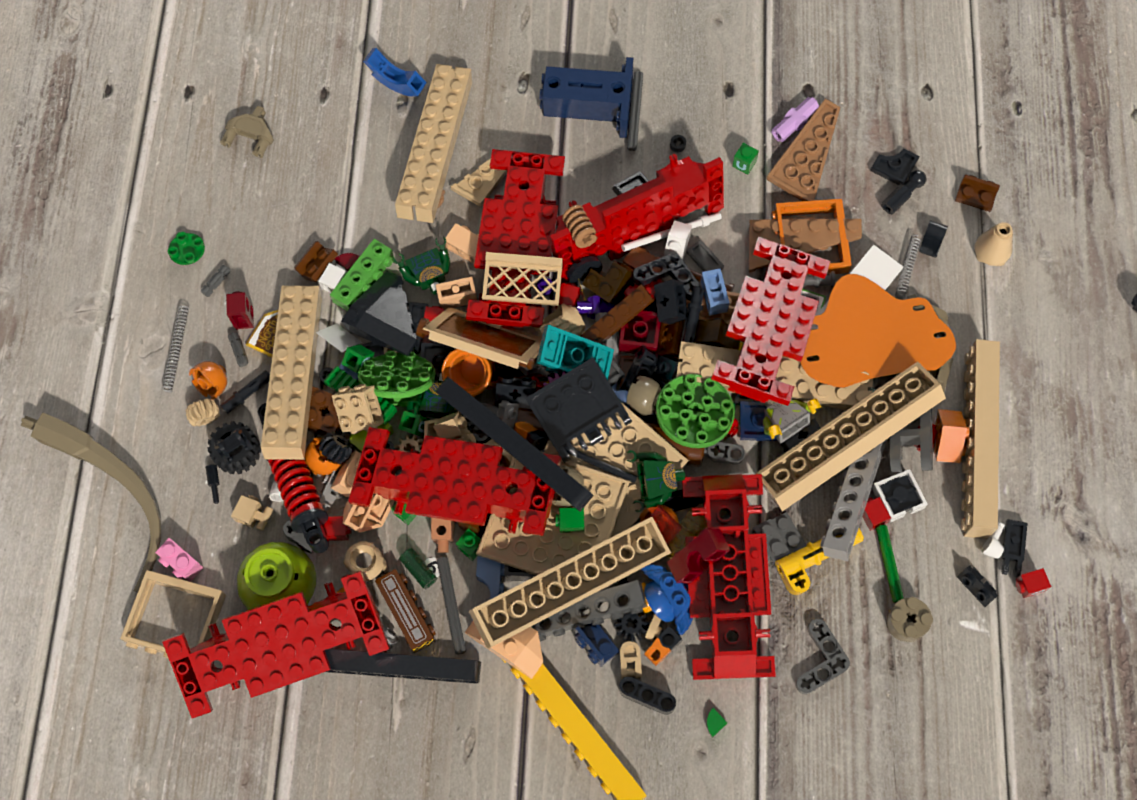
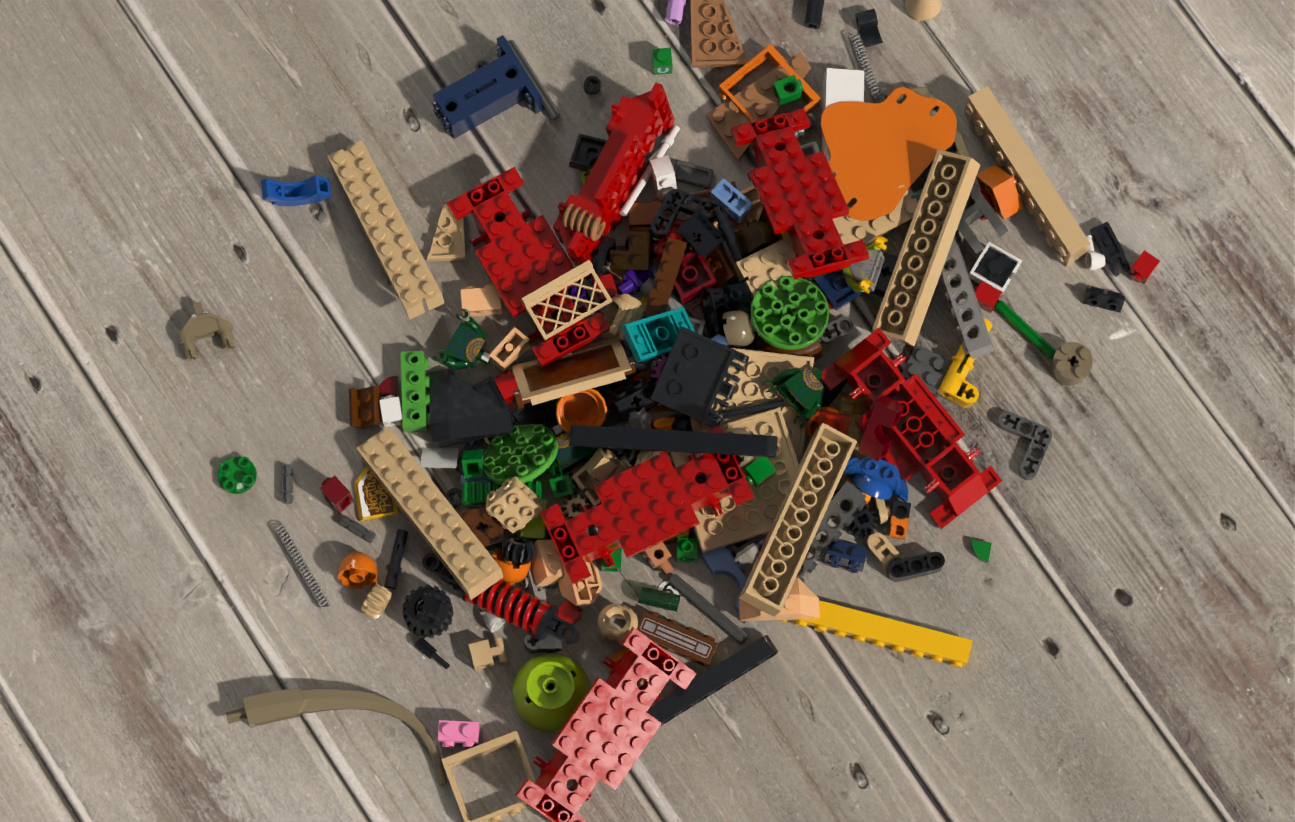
camera: 40 degrees left, 5 degrees up
(827, 232) = (784, 97): none -> green brick

